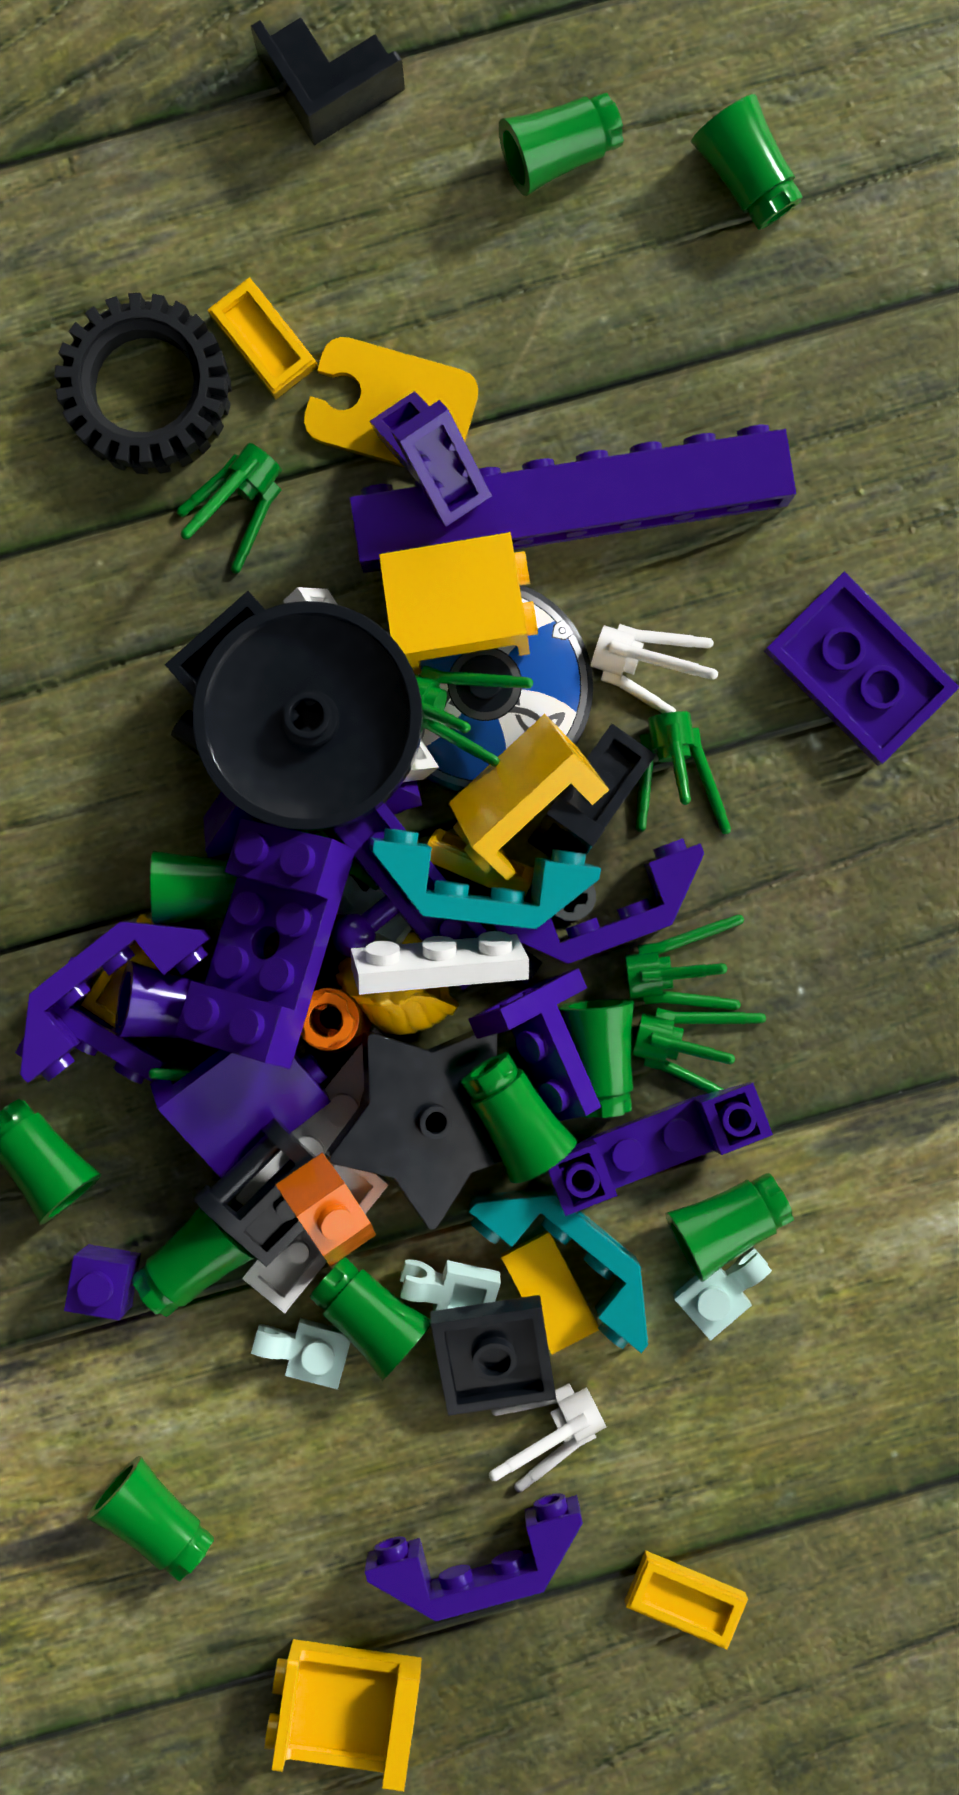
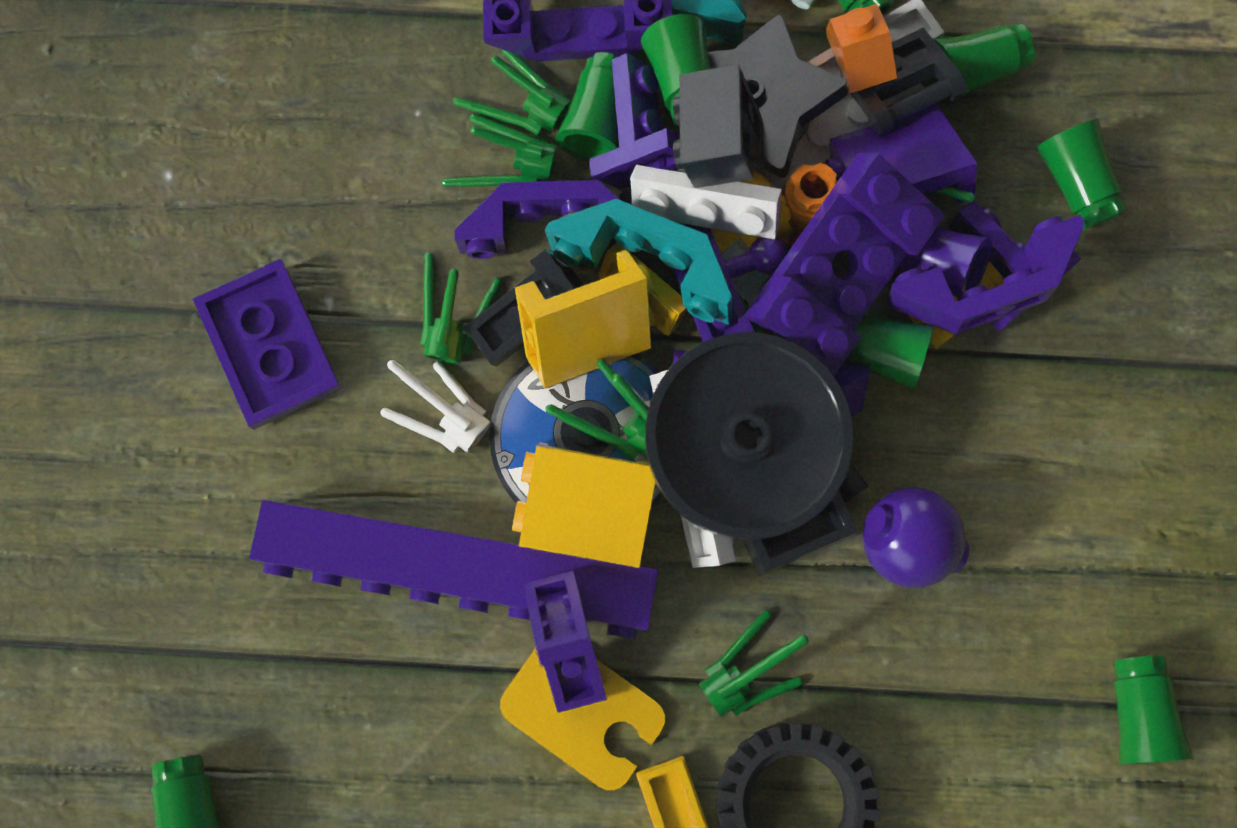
camera: 160 degrees left, 10 degrees down
(102, 1282) = (1059, 65): dark purple brick -> none
(104, 686) = (915, 538): none -> dark purple brick
(450, 1036) = (717, 127): none -> brick

